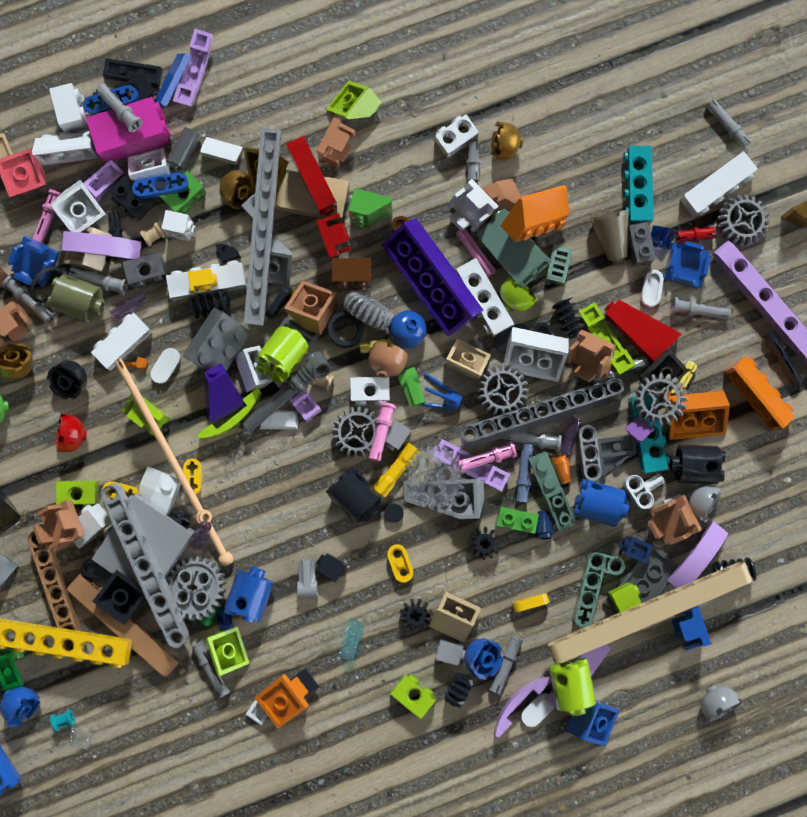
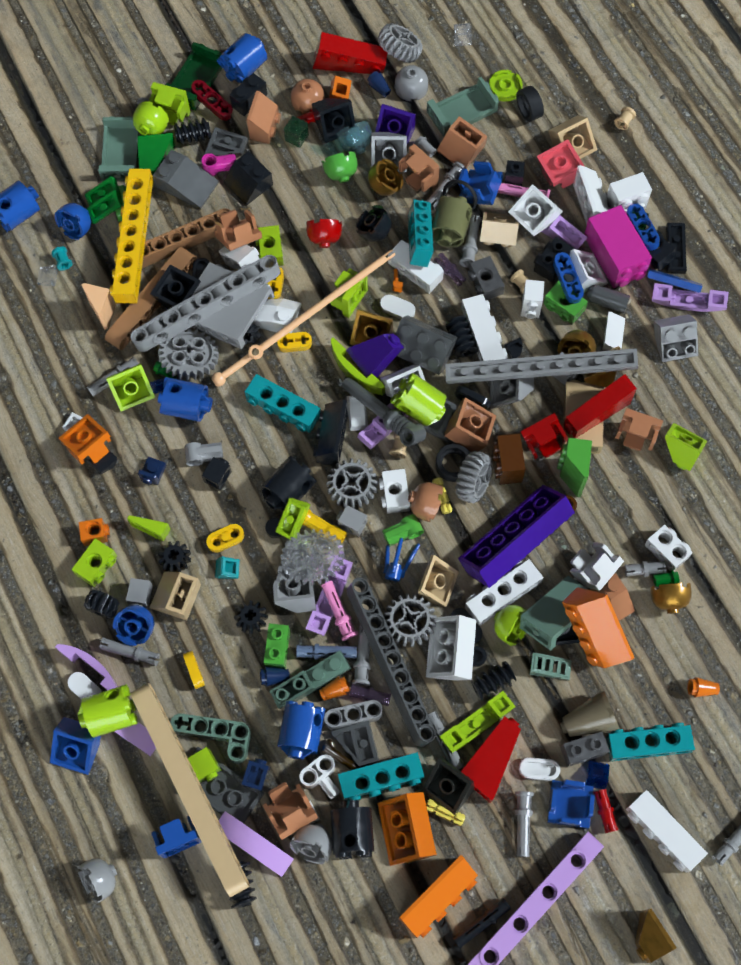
camera: 90 degrees right, 15 degrees down
(24, 223) = (514, 172): none -> black brick
(87, 331) = (420, 233): none -> teal brick
(100, 245) = (503, 236): lavender slope -> none
(114, 224) = (520, 250): black axle -> none
(123, 113) = (630, 233): light grey pin -> none
(125, 679) = (101, 302): none -> light nougat slope
(190, 396) = (369, 326): none -> pearl gold slope
(201, 535) = (238, 351): clear purple pin -> none
(202, 280) = (481, 322): yellow brick -> none
(235, 89) = (676, 337): none -> light grey slope
(241, 516) = (260, 386): none -> teal brick
(302, 447) = (331, 433): none -> black slope
(320, 633) = (152, 471): none -> dark blue bracket
(351, 639) = (147, 501): clear light blue slope -> none
(380, 704) = (88, 526): none -> orange brick
(383, 423) = (362, 503): bright pink pin -> none
(383, 634) = (151, 527): none -> lime slope
(391, 494) = (292, 518): none -> lime slope
(407, 329) = (460, 519): blue cylinder -> none
(430, 563) = (227, 568): none -> teal slope
(476, 252) = (548, 583): bright pink axle -> none
(485, 143) = (667, 578): none -> green pin
(592, 129) = (701, 687): none -> orange cone
(592, 356) = (457, 704): nougat panel -> none
(622, 477) = (330, 750): none -> dark brown hose
(639, 429) = (383, 761): medium lavender slope -> none
(666, 392) = (422, 788): light grey gear -> none
(739, 213) = (637, 871): light grey gear -> none

